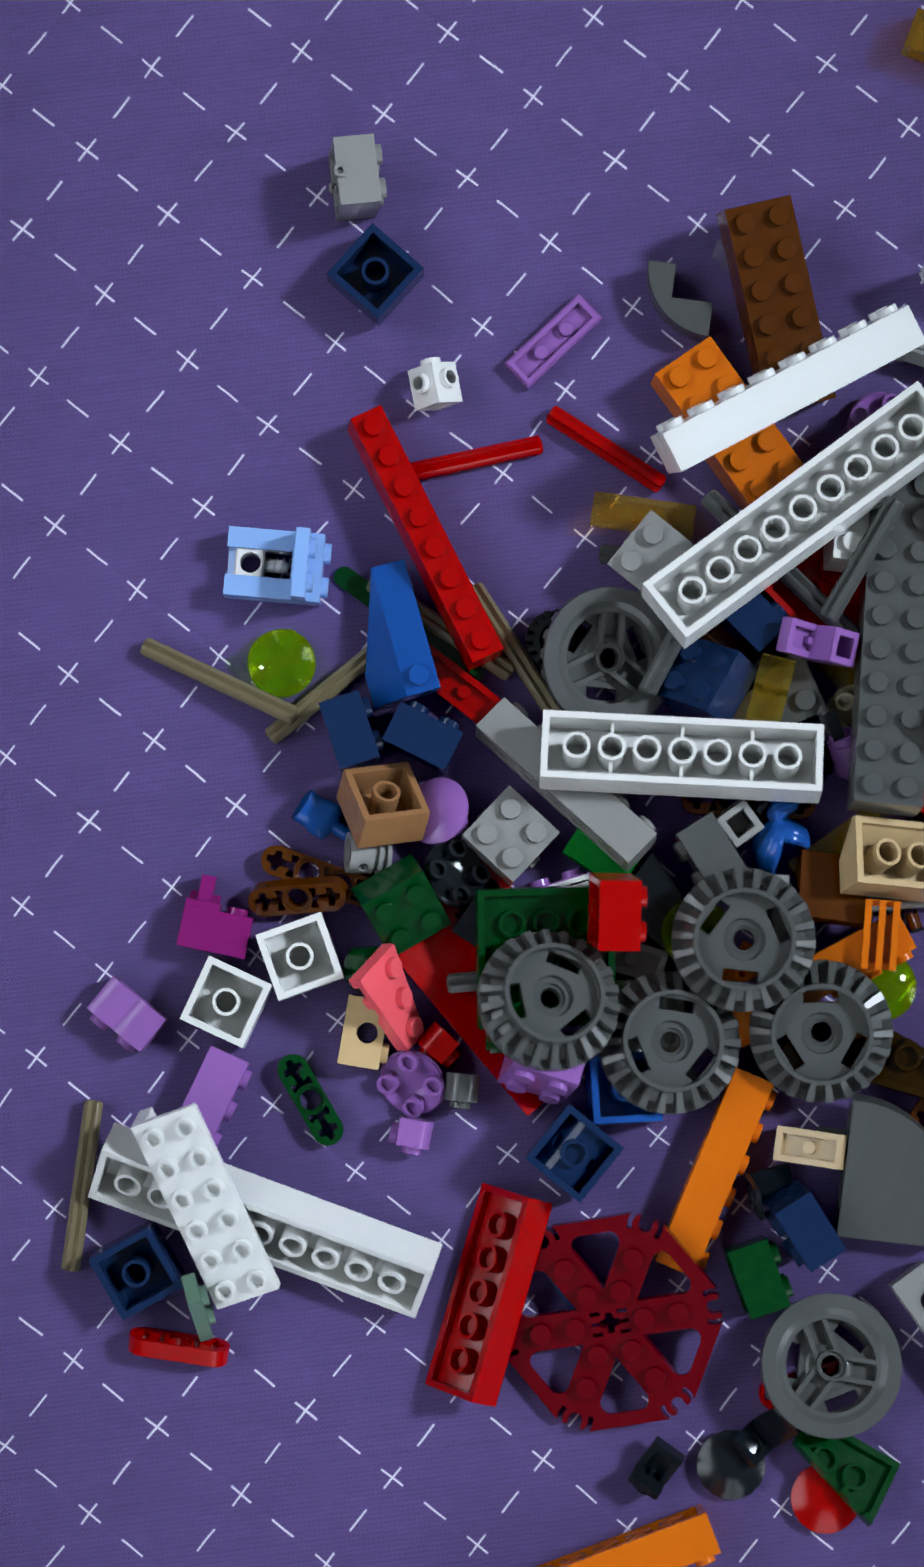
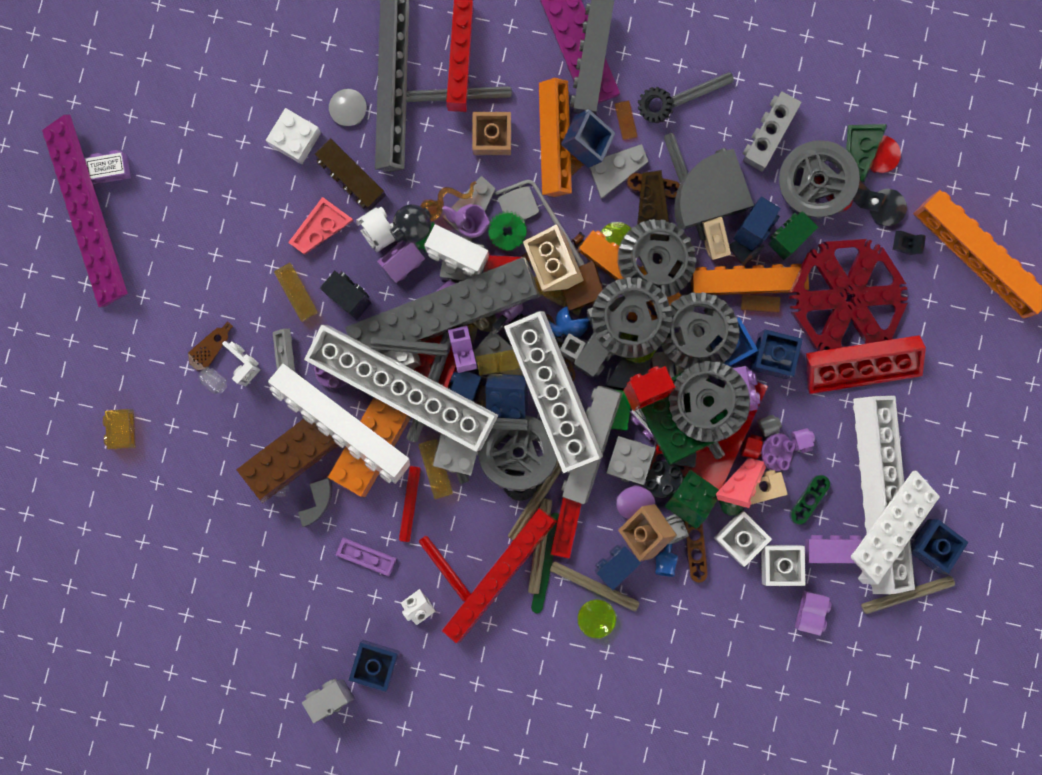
camera: 110 degrees left, 0 degrees up
(178, 1347) = (961, 495): red beam -> none
(199, 1306) = (943, 506): sand green plate -> none
(211, 930) = (749, 590): magenta hinge -> none
(219, 680) = (621, 646): dark tan axle -> none
(275, 908) = (704, 549): reddish brown beam -> none
(306, 580) = (543, 628): light blue brick -> none
(397, 646) = (561, 563): blue wedge -> none
(422, 736) = (602, 528): dark blue piece -> none
(668, 1173) = (760, 303): none -> clear orange piece
(882, 904) = (610, 245): orange tile -> none

